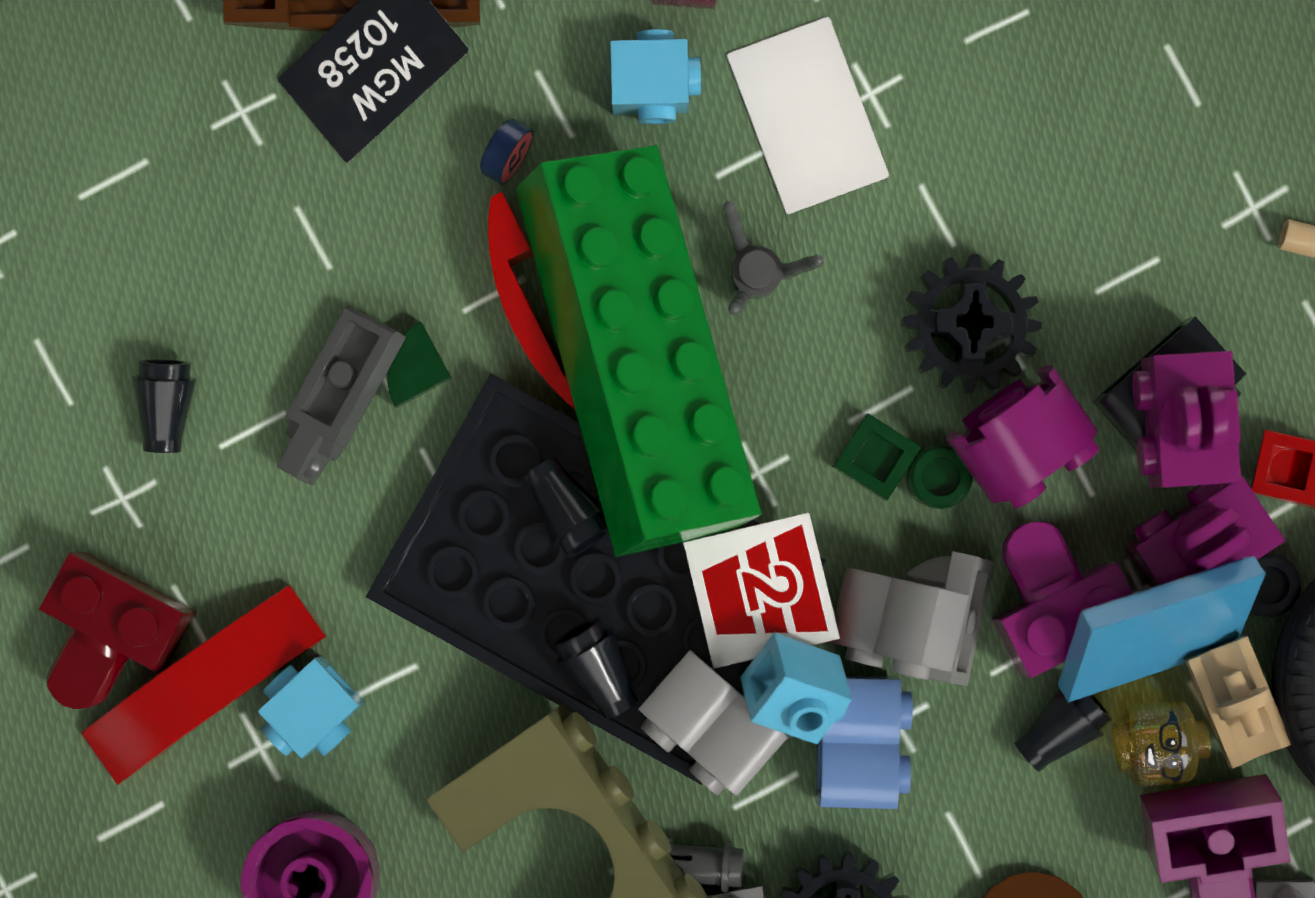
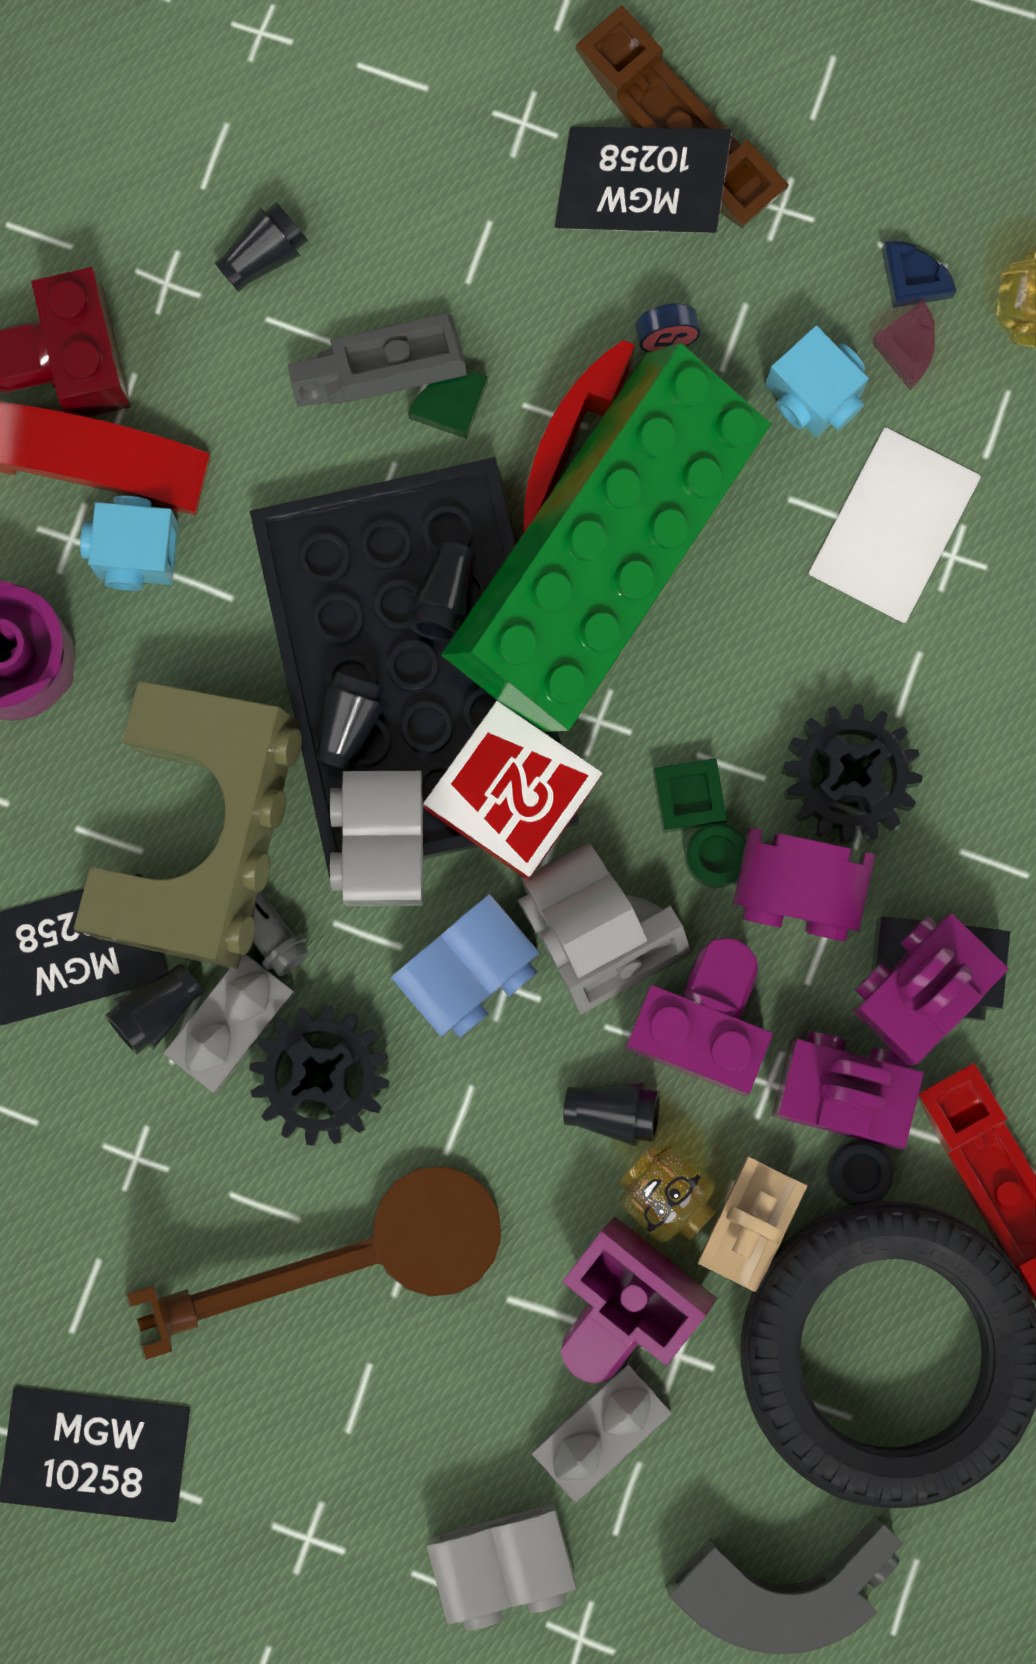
camera: 50 degrees right, 5 degrees down
(758, 268) = (747, 581): dark grey plant -> none
(796, 688) = (462, 873): medium azure brick -> none
(1159, 627) = (752, 1106): dark azure tile -> none

